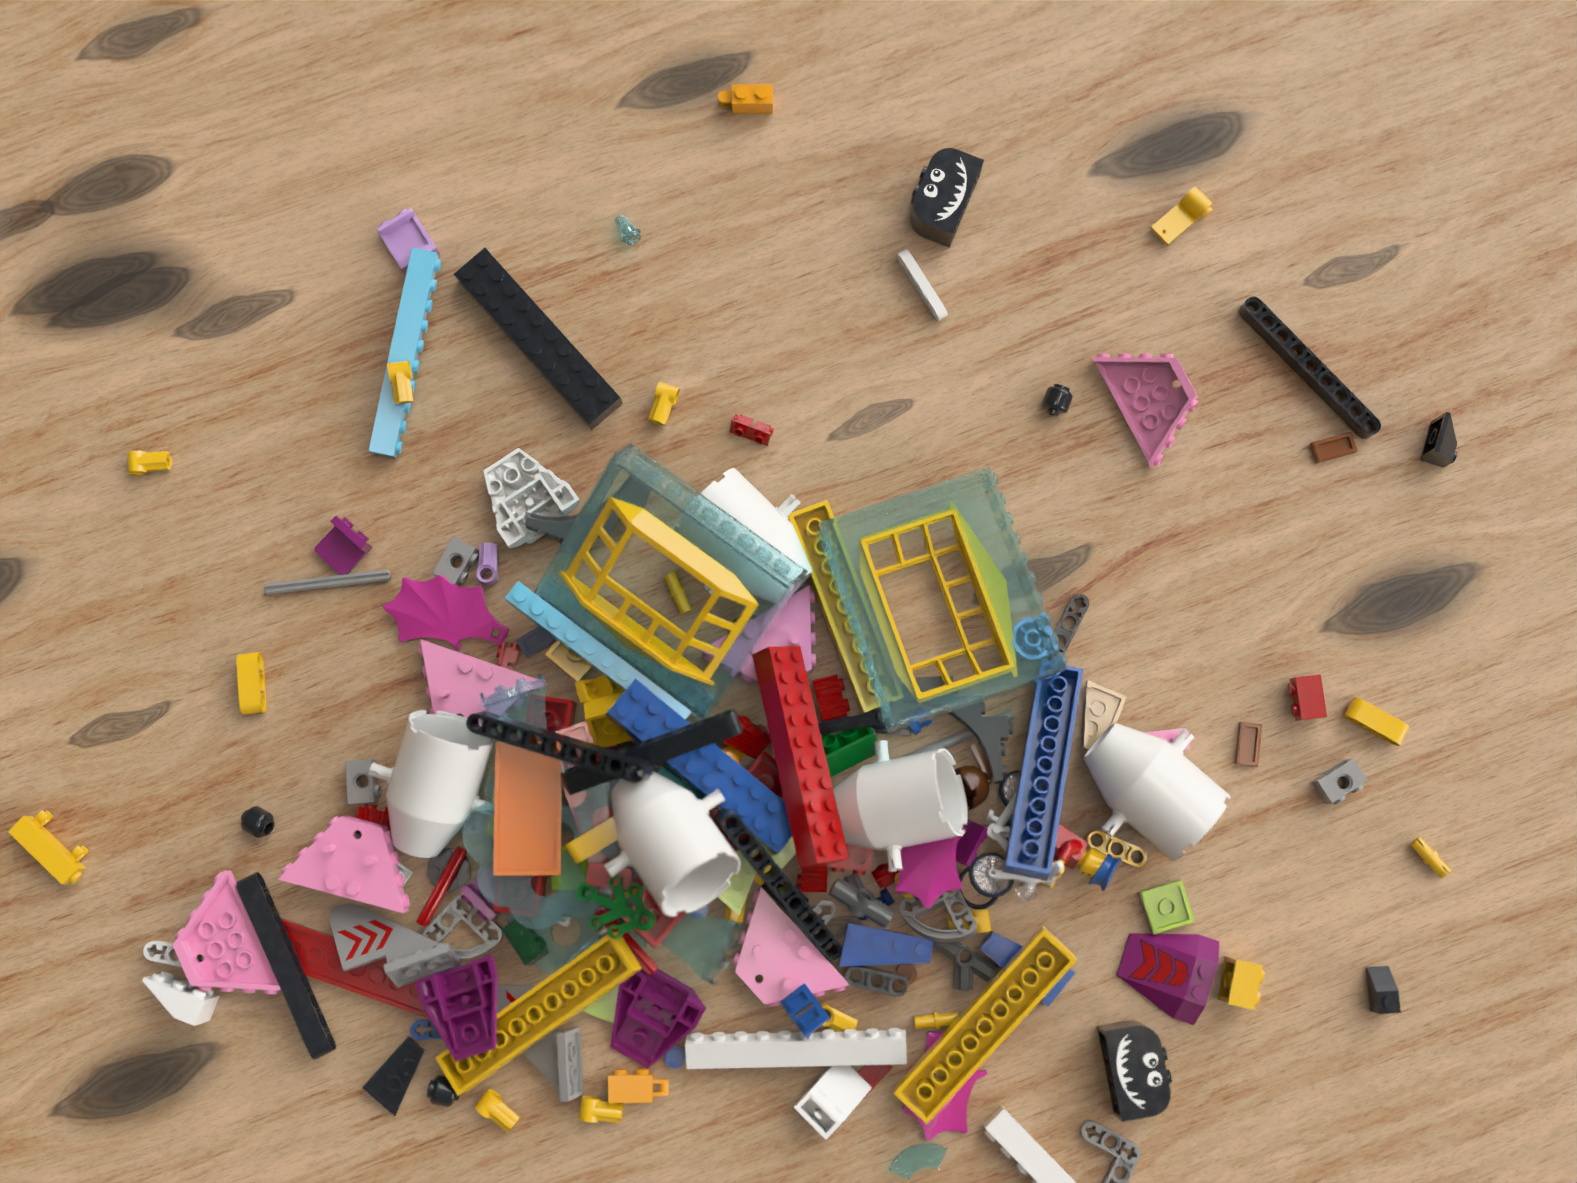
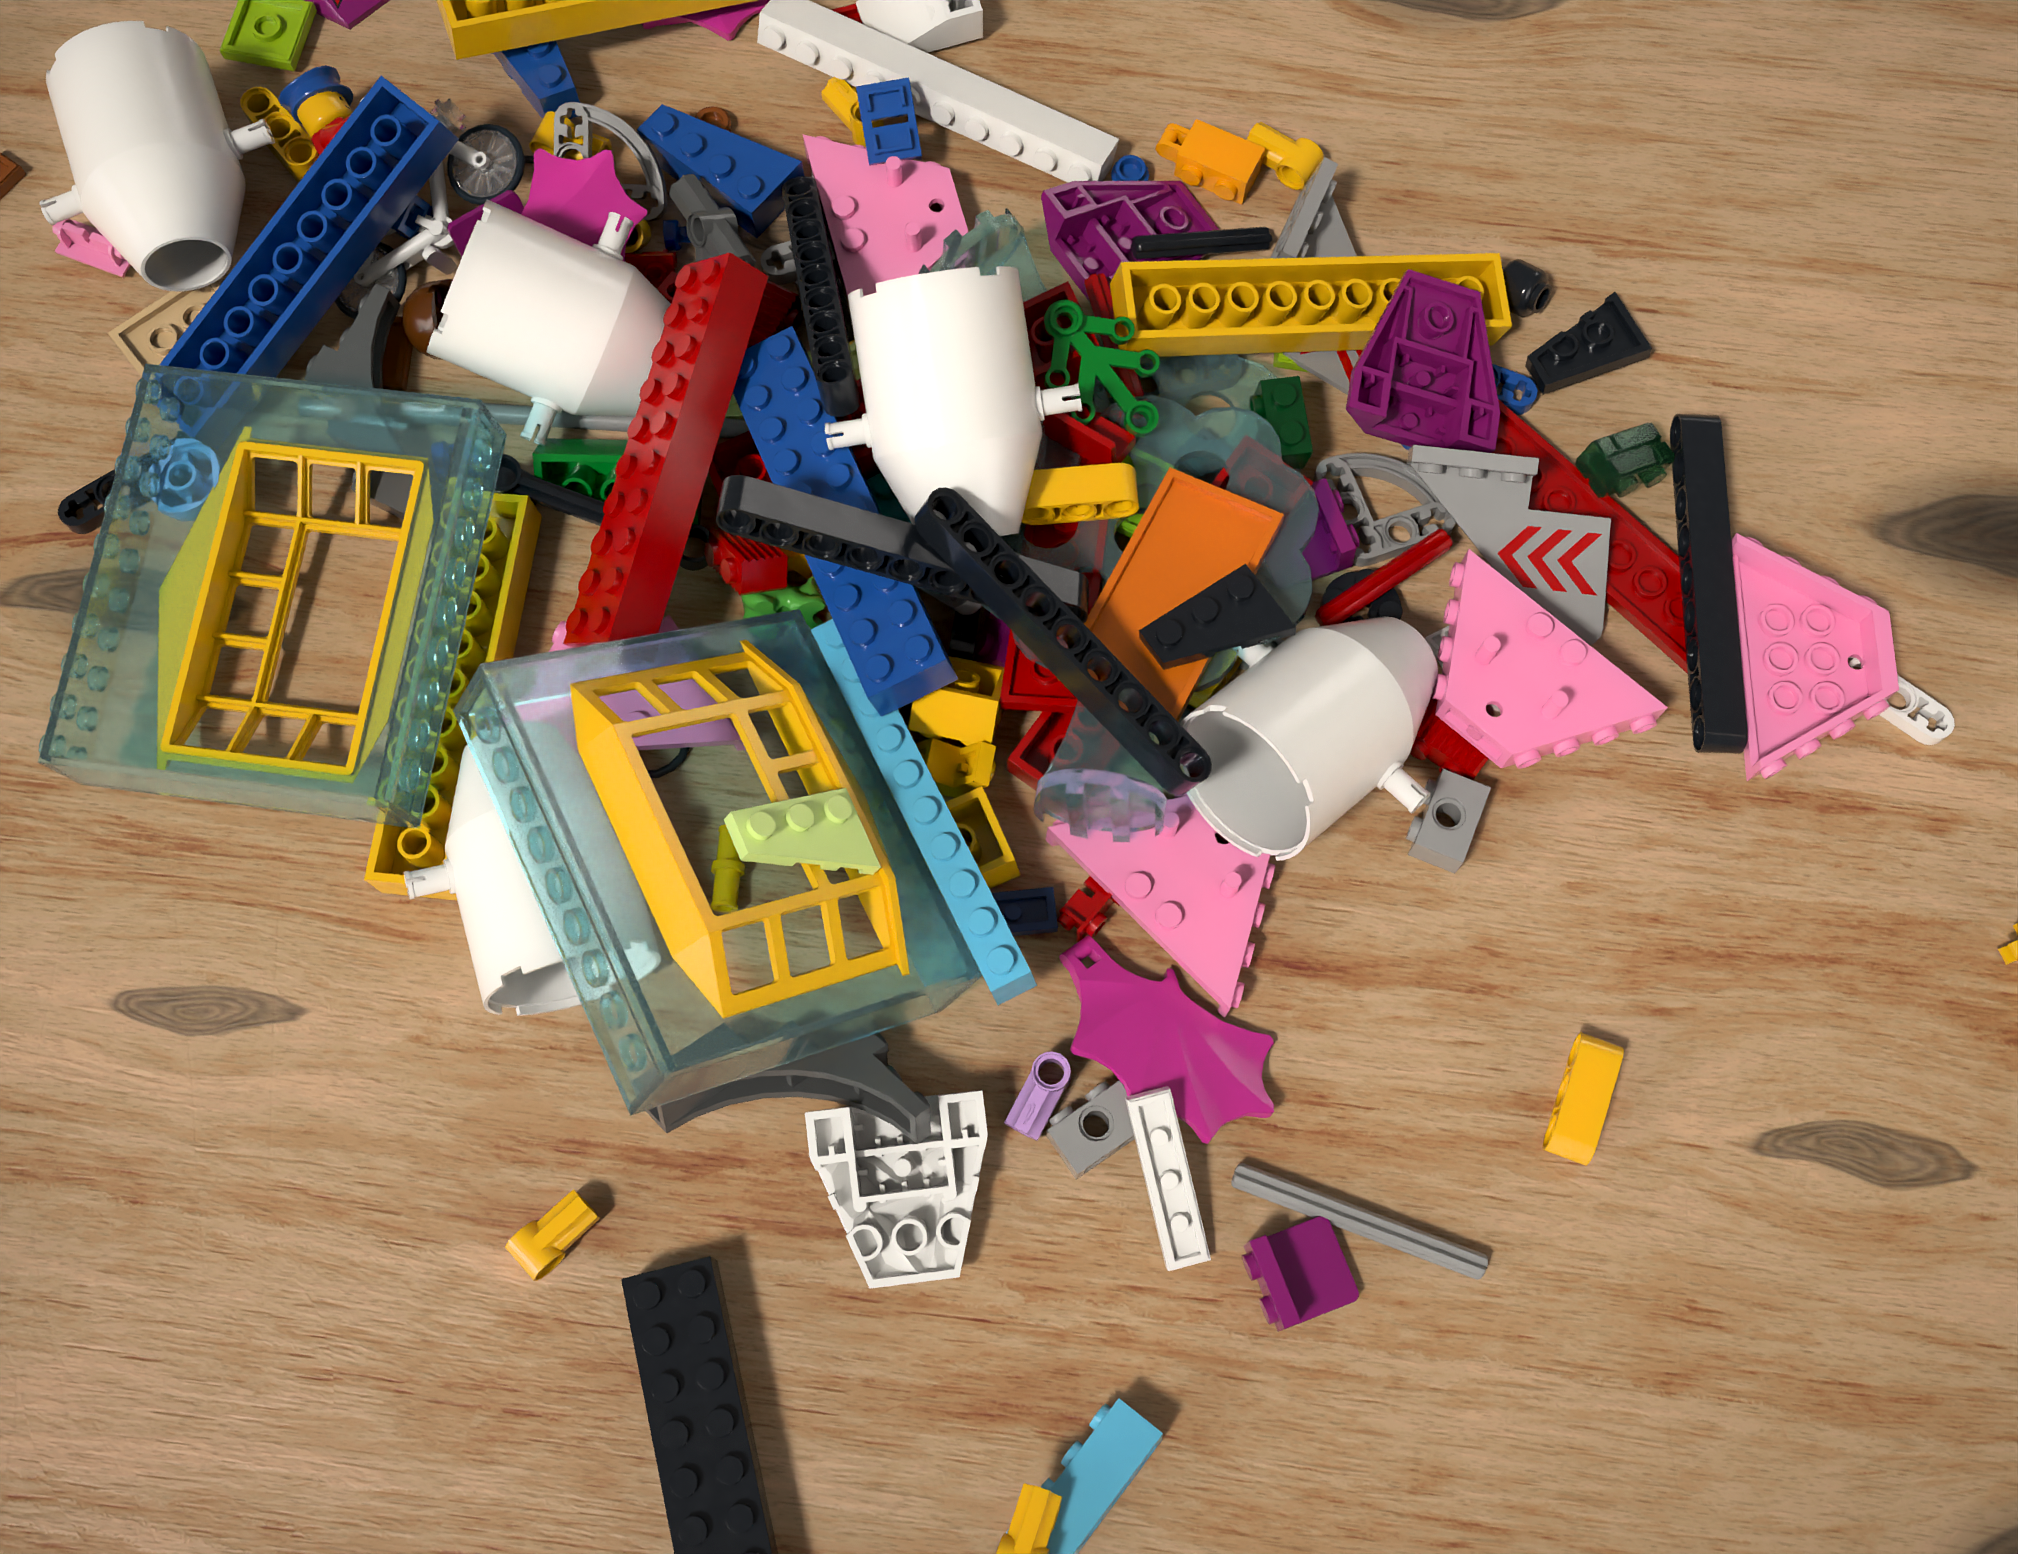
camera: 155 degrees left, 10 degrees down
(182, 999) = (1921, 615): white slope -> none
(257, 822) = (1667, 844): black head -> none
(351, 1013) = (1625, 461): none -> clear green brick
(414, 554) = (1168, 1178): none -> white tile
(493, 1107) = (1445, 224): yellow piece -> none
(498, 801) = (1218, 618): none -> black wing
(615, 1029) = (1200, 242): none -> black axle
(624, 597) = (804, 830): none -> yellowish green wing
(742, 427) = (413, 1082): red hinge -> none
(830, 697) = (566, 562): red brick -> none
(887, 976) = (752, 112): dark grey beam -> none
(934, 1020) = (706, 42): yellow pin -> none
(964, 969) = (612, 89): dark grey piece -> none

